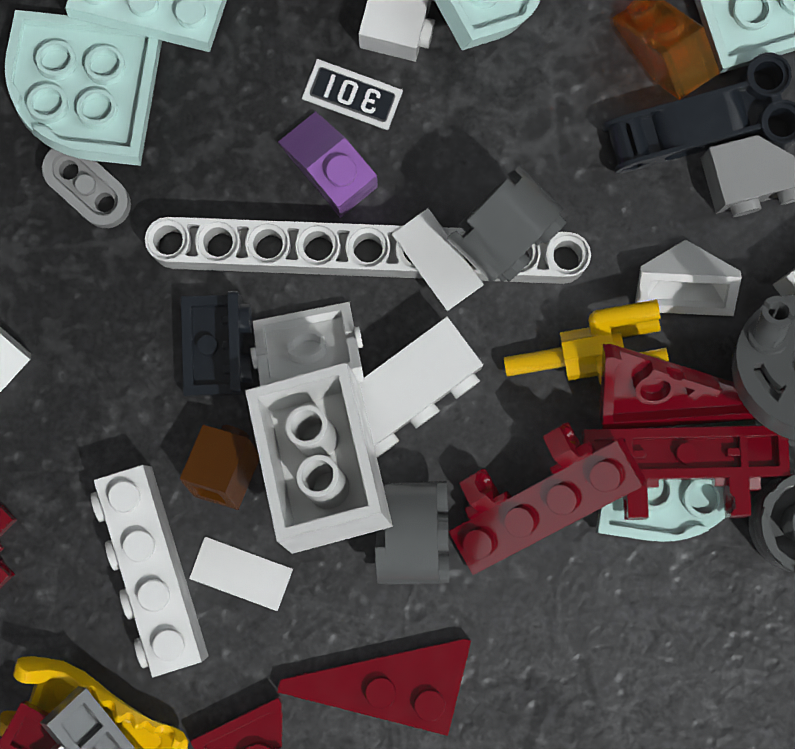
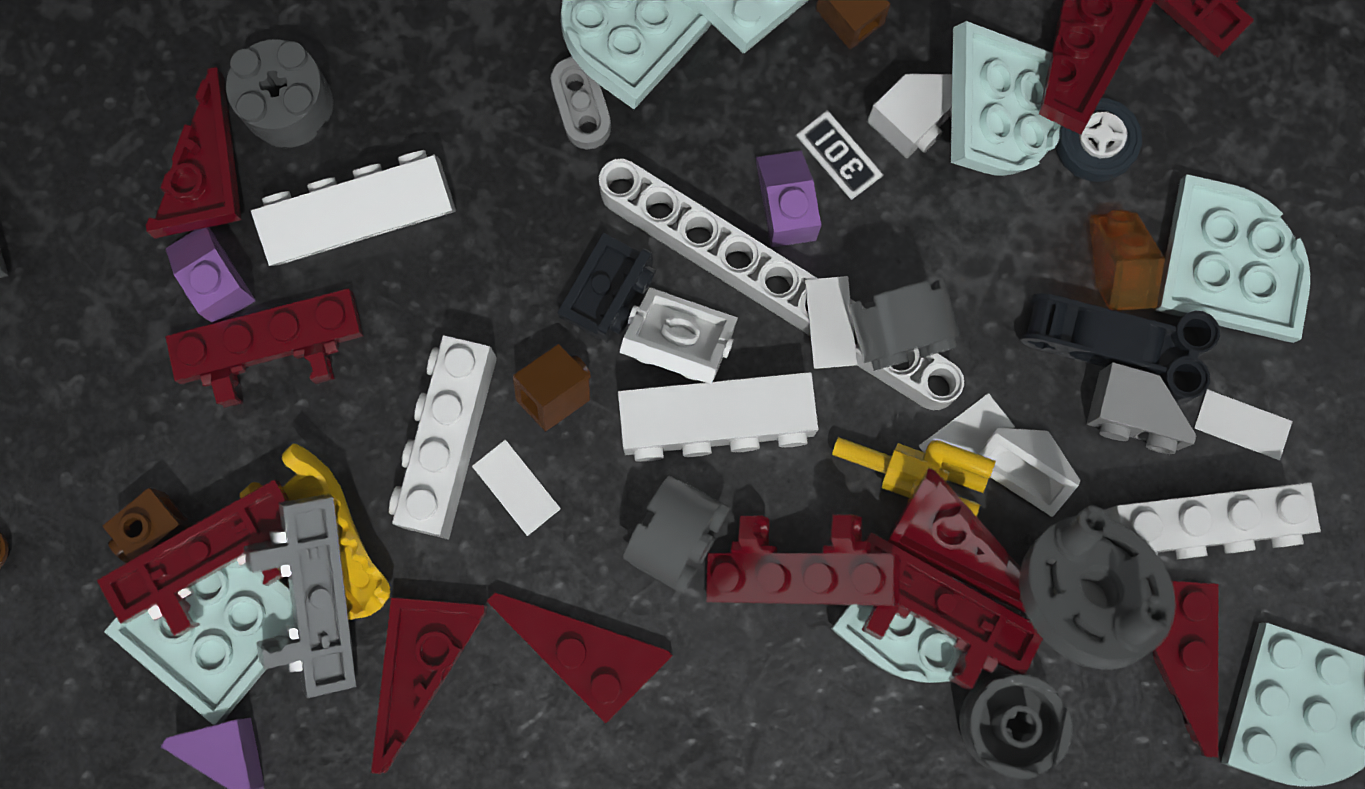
camera: 30 degrees right, 5 degrees down
(318, 458) = (635, 421): white brick -> none
(617, 278) = (973, 426): none -> white sticker

